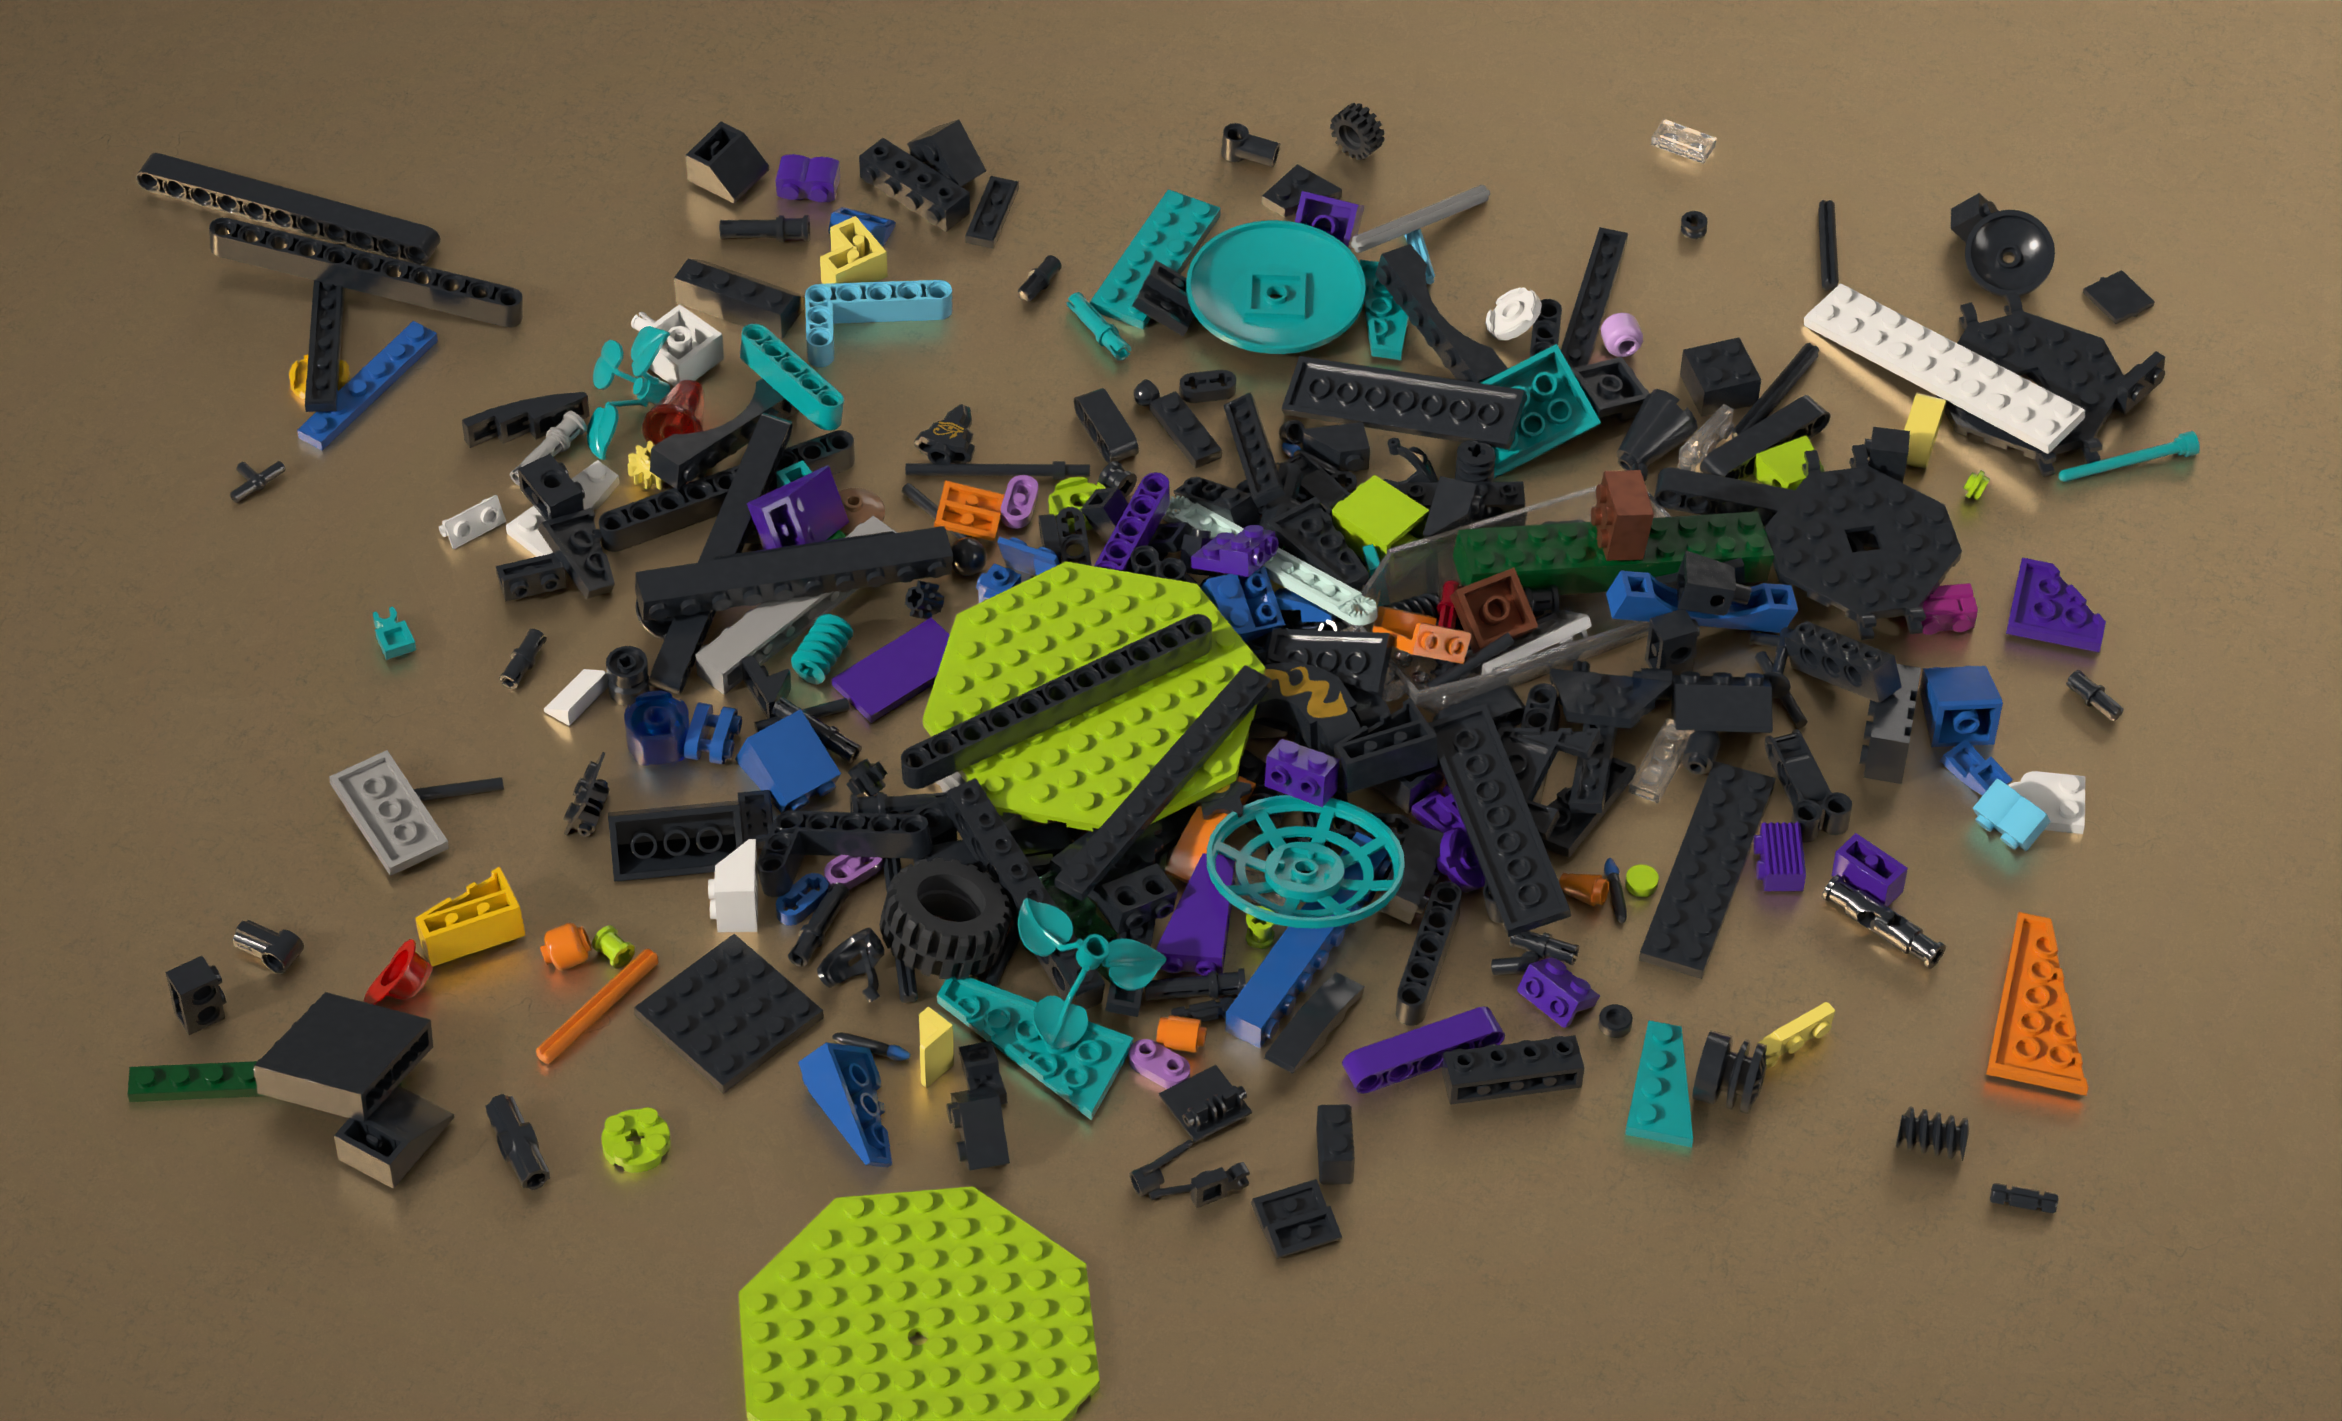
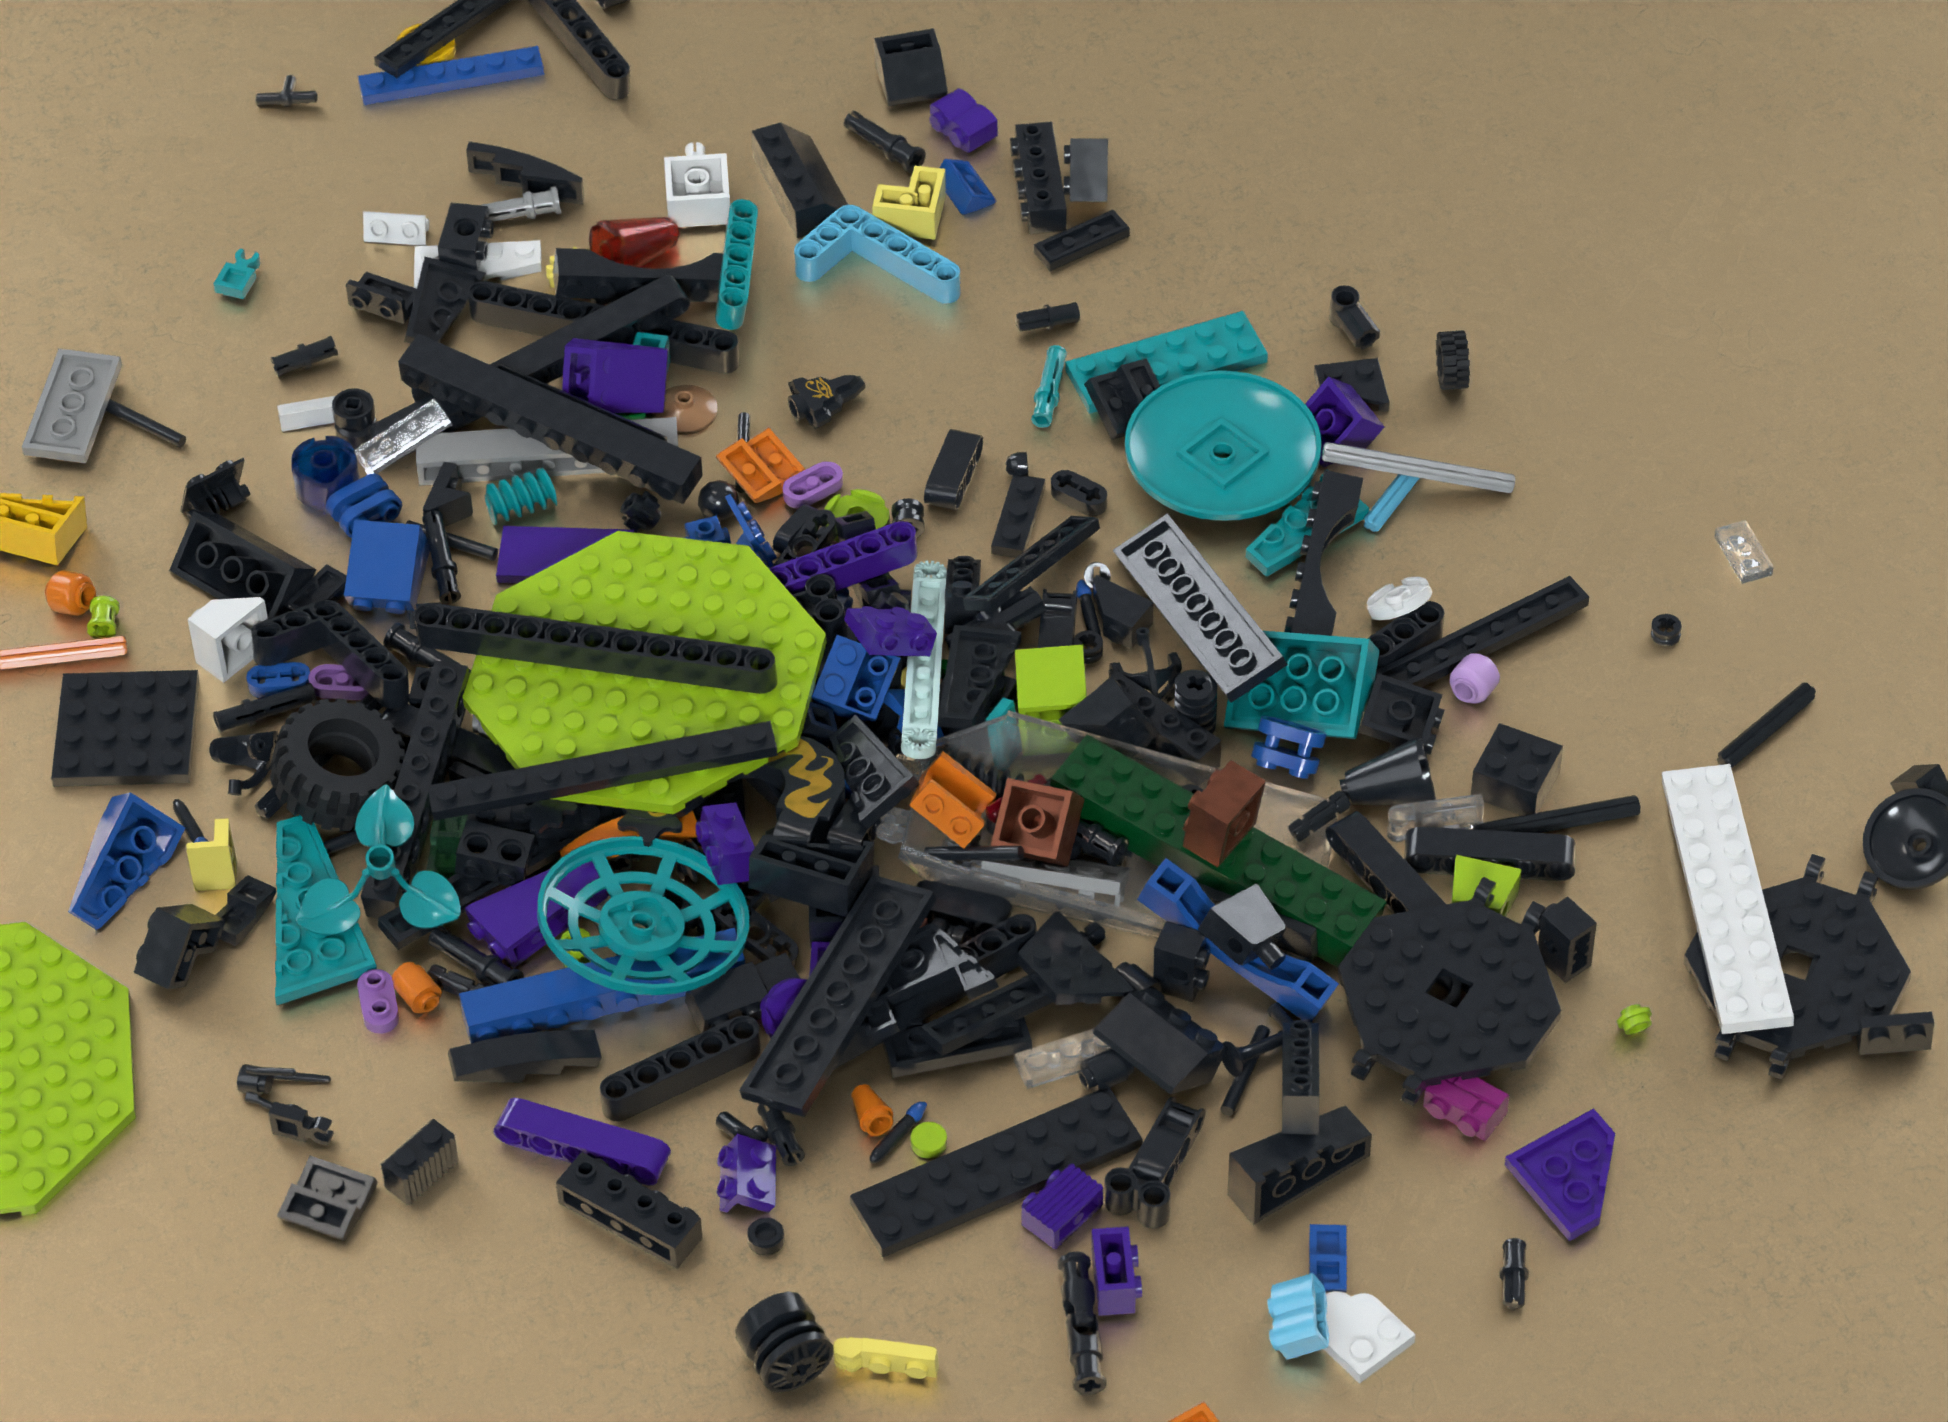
camera: 45 degrees right, 0 degrees up
(647, 388) = (635, 206): teal plant -> none
(695, 659) = (402, 437): none -> clear plate
(1058, 469) = (873, 479): black bar -> none
(1206, 1103) = (372, 1057): black hinge -> none
(1553, 473) = (1298, 762): none -> blue brick
(1661, 1089) = (707, 1332): teal wing -> none
(1923, 425) = (1644, 938): light yellow beam -> none
(1960, 705) = (1373, 1191): blue slope -> none
(2185, 444) = (1878, 1118): teal piece -> none

